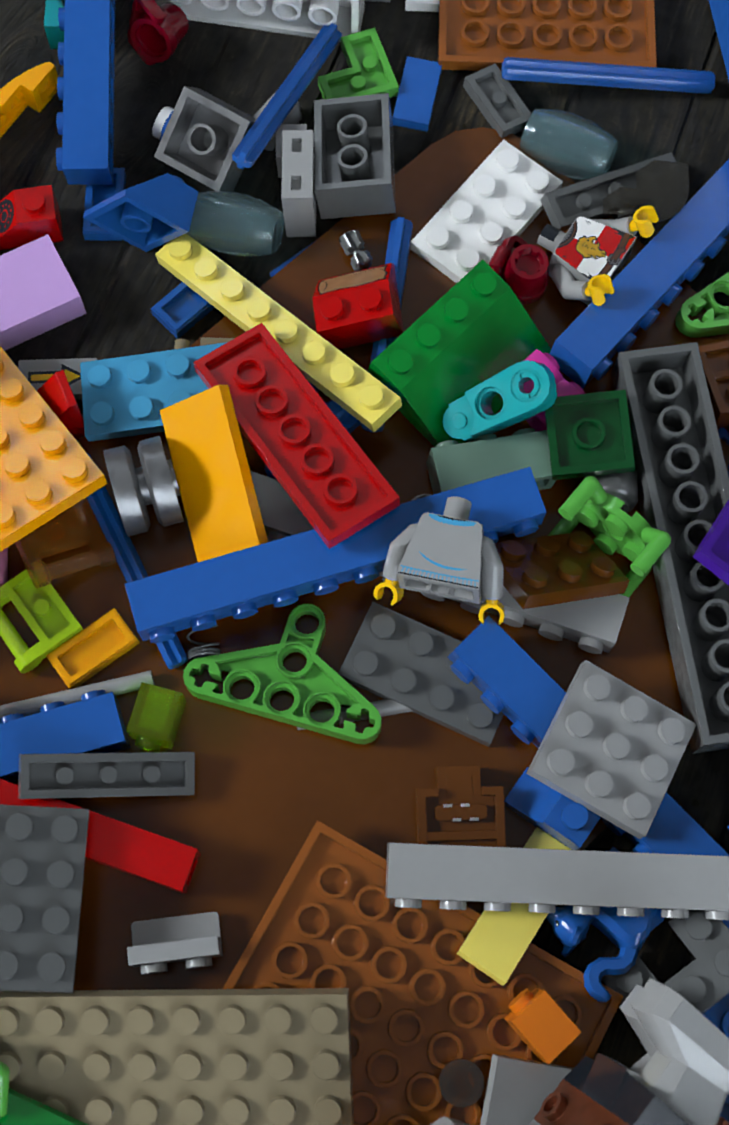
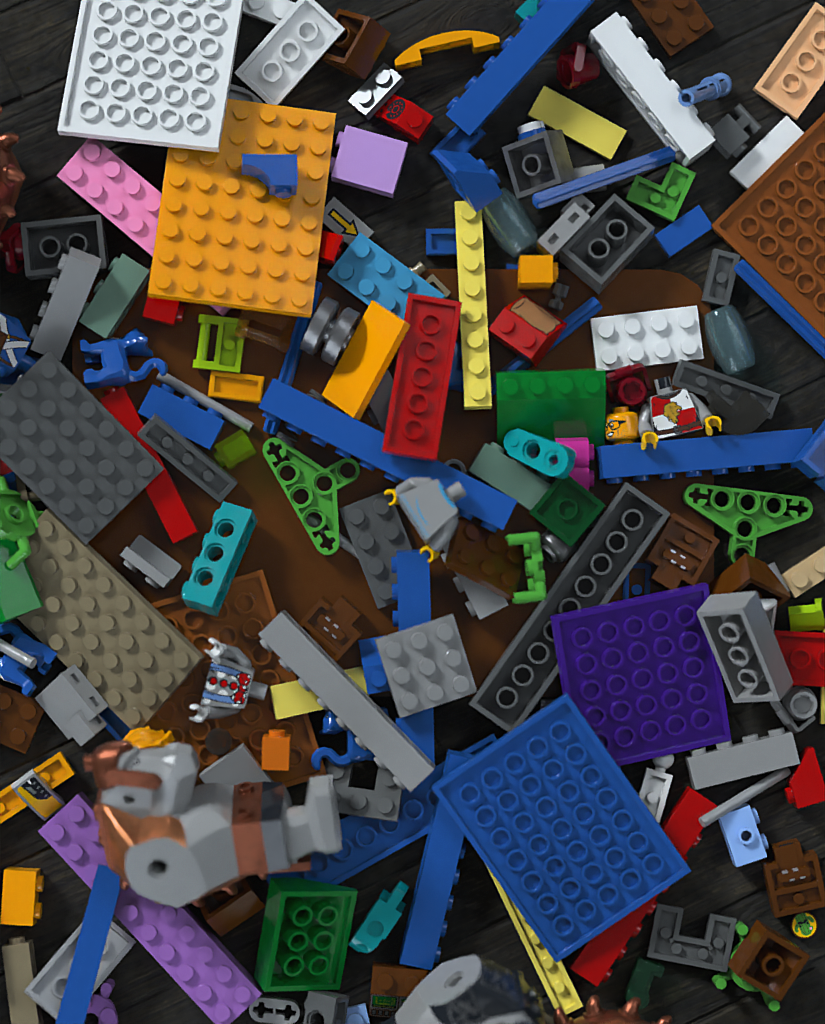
camera: 45 degrees right, 15 degrees up
(229, 80) = (577, 123): none -> light yellow piece
(287, 909) = (211, 597): none -> teal brick
(310, 236) = (536, 272): none -> light orange brick
(407, 998) = (227, 683): none -> torso
(552, 310) = (621, 426): none -> light orange head

